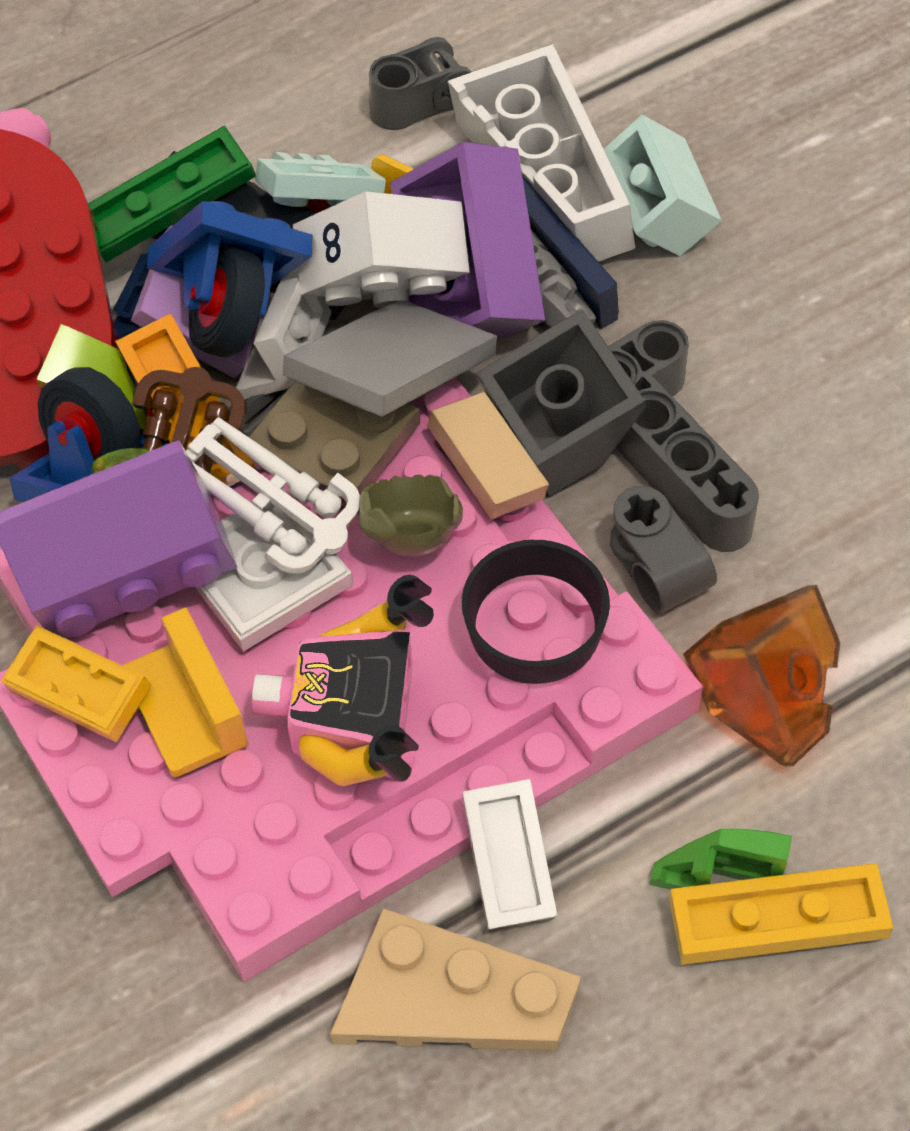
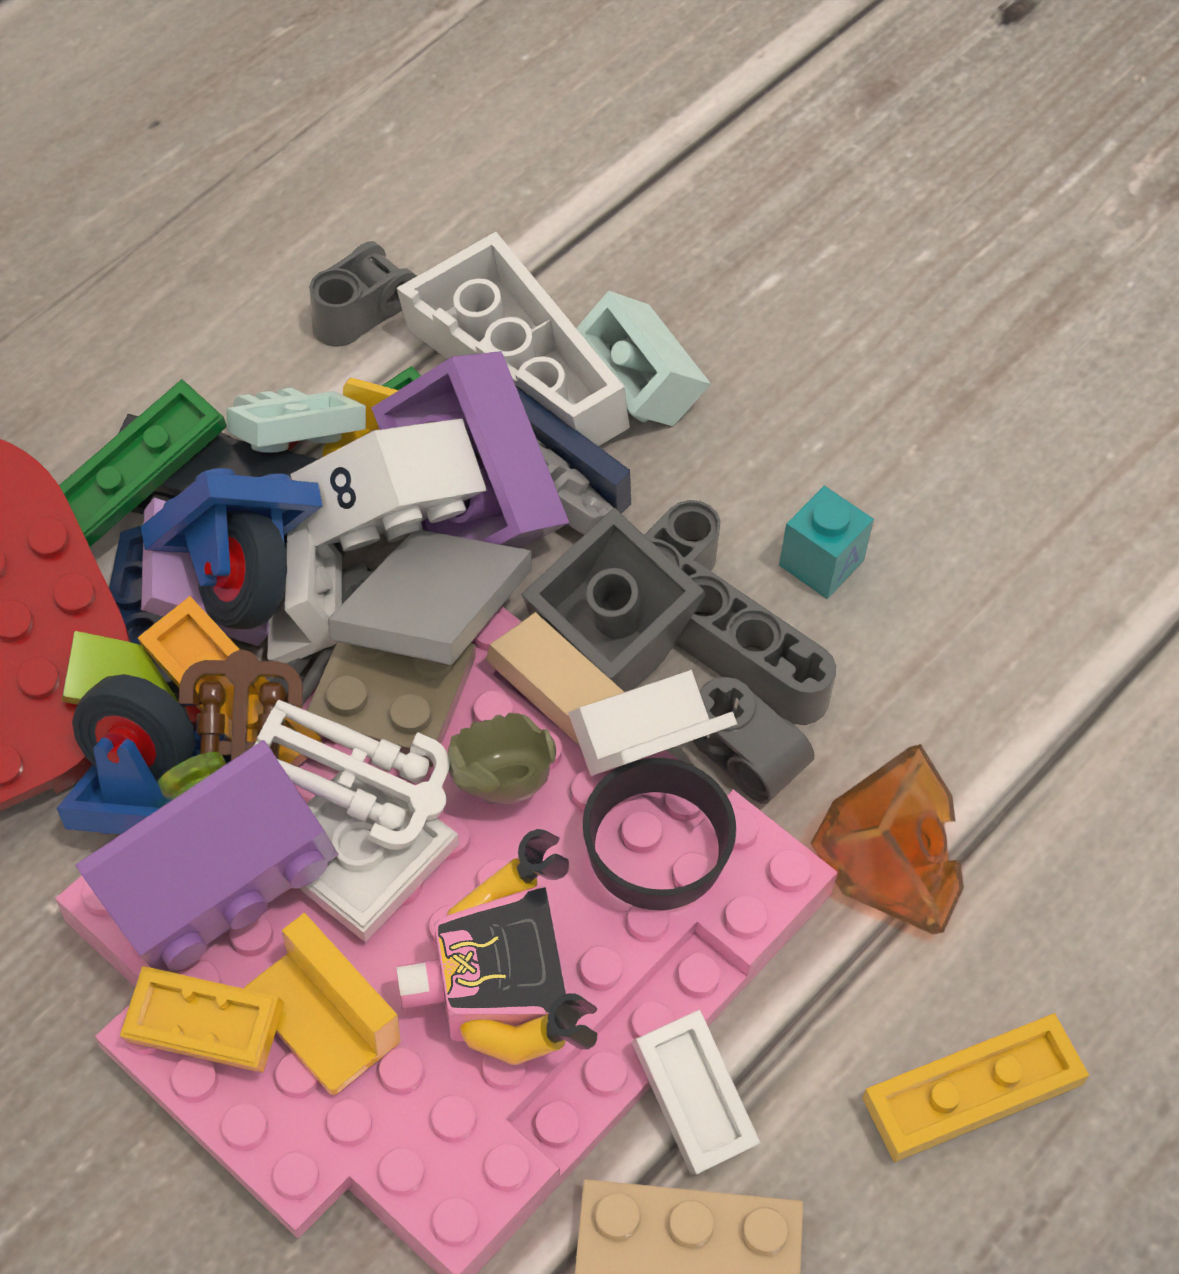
camera: 20 degrees left, 0 degrees up
(555, 509) = (643, 722): none -> white panel
(724, 852) = (909, 1037): bright green slope -> none
(788, 385) = (825, 541): none -> teal brick

